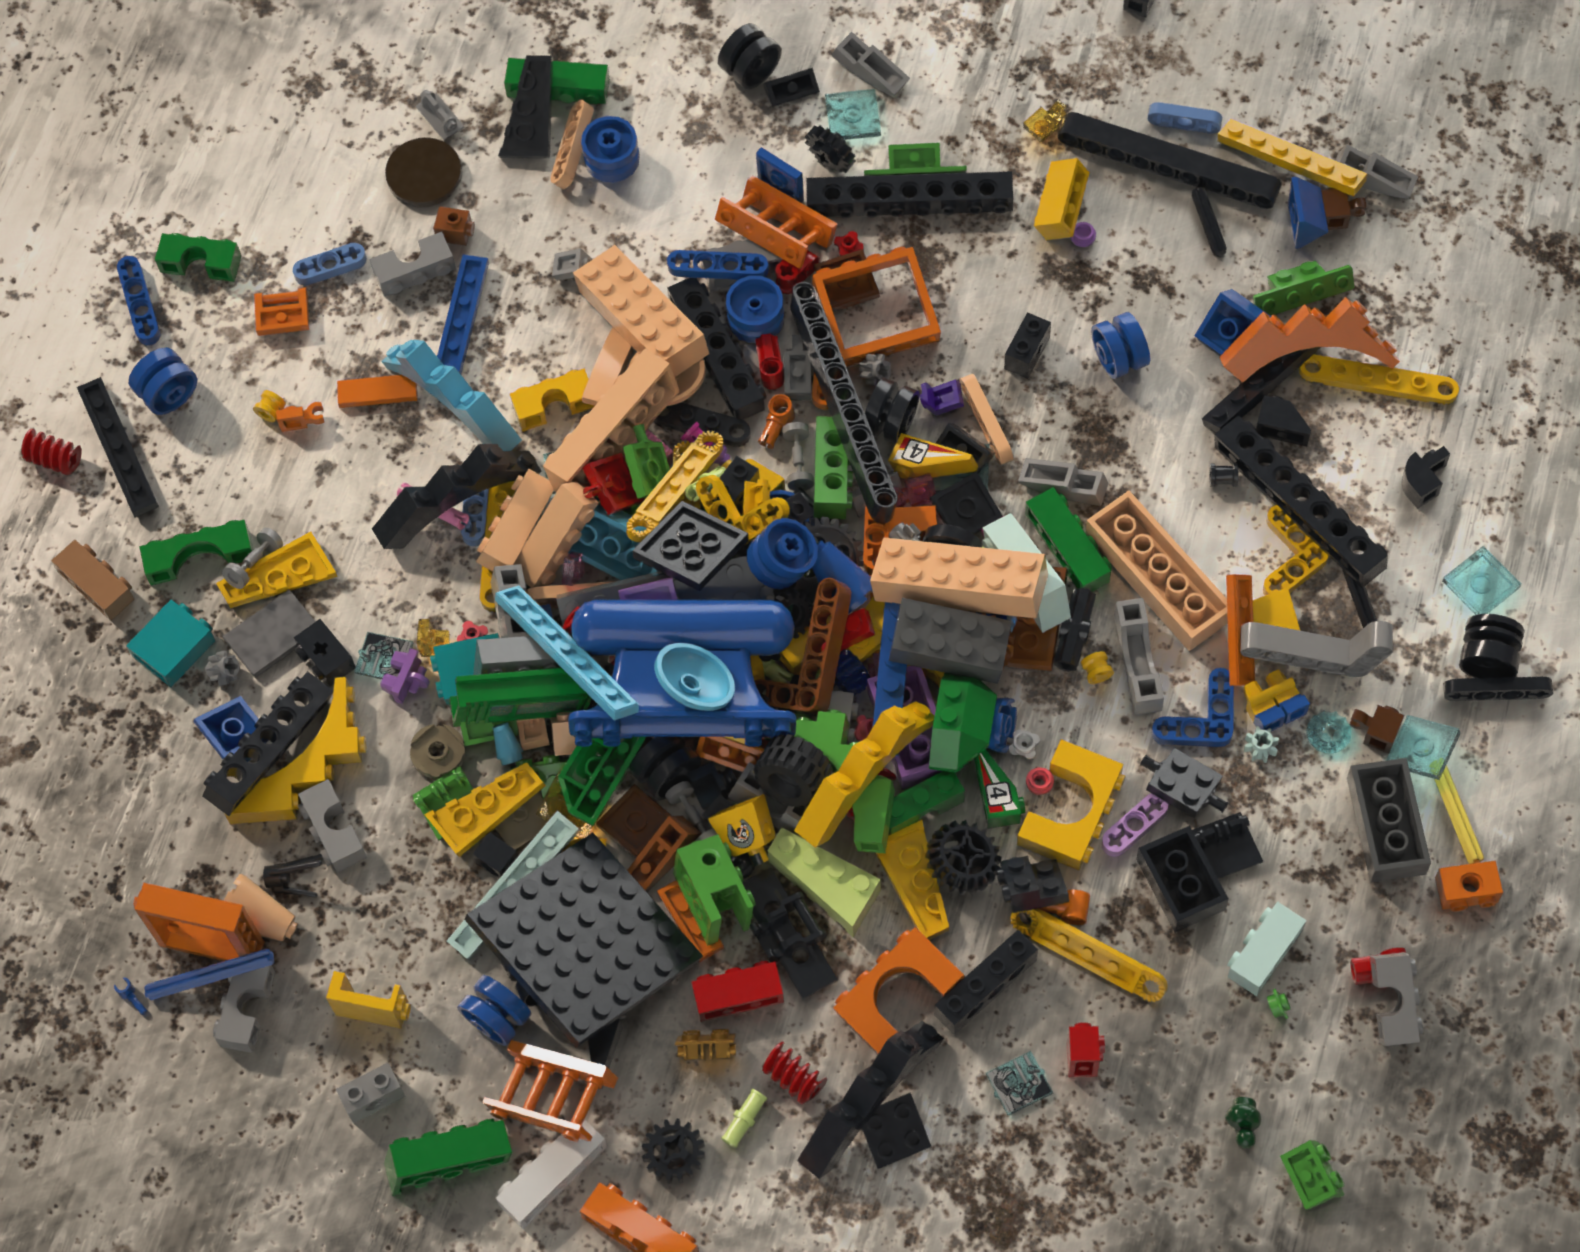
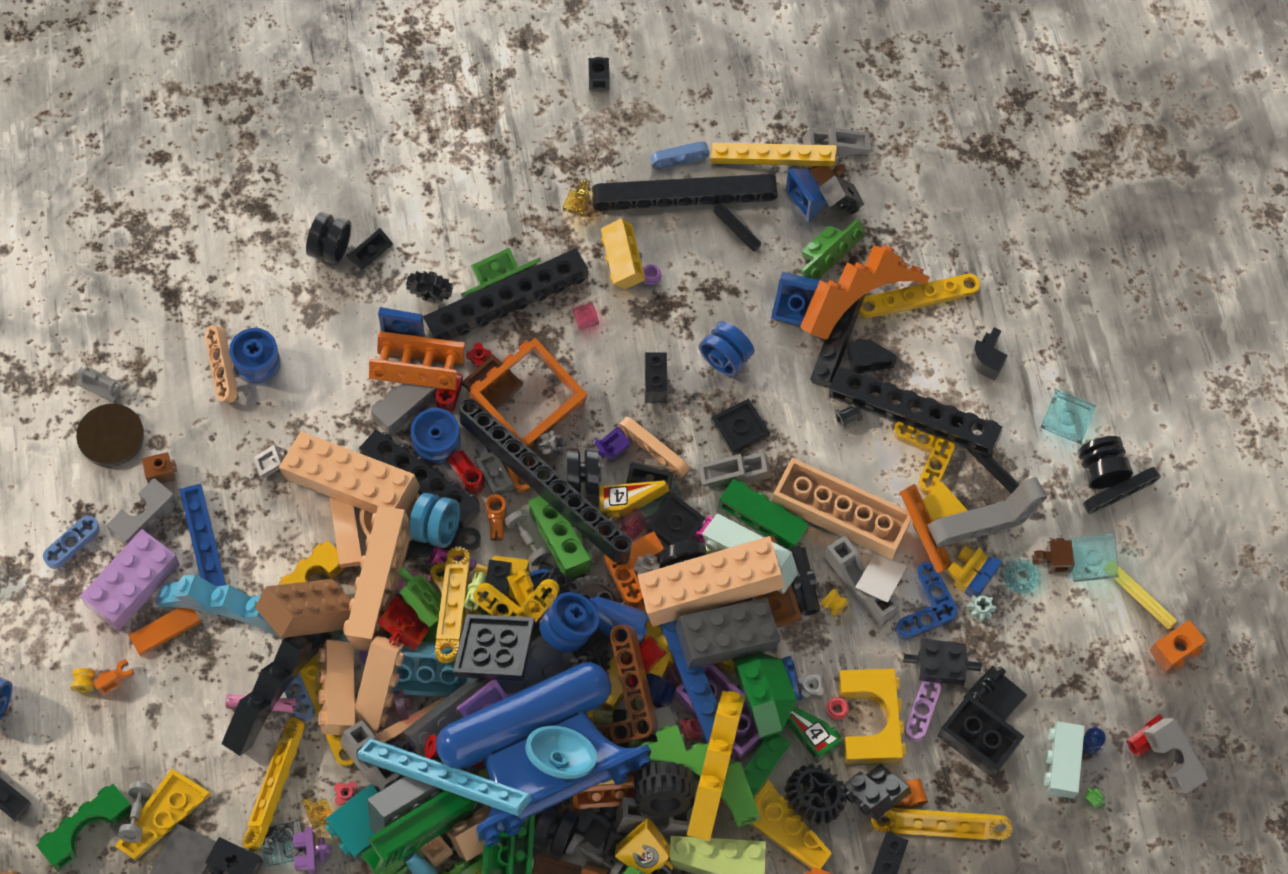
camera: 35 degrees left, 0 degrees up
(282, 317) = (56, 602): orange plate -> none
(366, 325) = (130, 580): none -> lavender brick
(398, 597) = (273, 784): none -> yellow plate
(517, 422) = (304, 607): none -> medium nougat brick
(530, 121) = (178, 358): black wing -> none
(570, 81) = (182, 318): green brick -> none
(703, 392) = (434, 520): none -> dark azure wheel
(718, 260) = (389, 410): blue beam -> none
(853, 114) = (428, 251): clear light blue tile -> none
(870, 65) = (422, 207): light grey slope -> none
(987, 250) = (585, 316): none -> clear pink plate
(1095, 437) = (740, 426): none -> black tile
(1161, 660) = (881, 577): none -> white sticker
(1314, 949) = (1099, 739): none -> clear blue bush
(1343, 231) = (841, 195): none -> black brick
(1388, 820) = (1100, 623): dark grey brick -> none

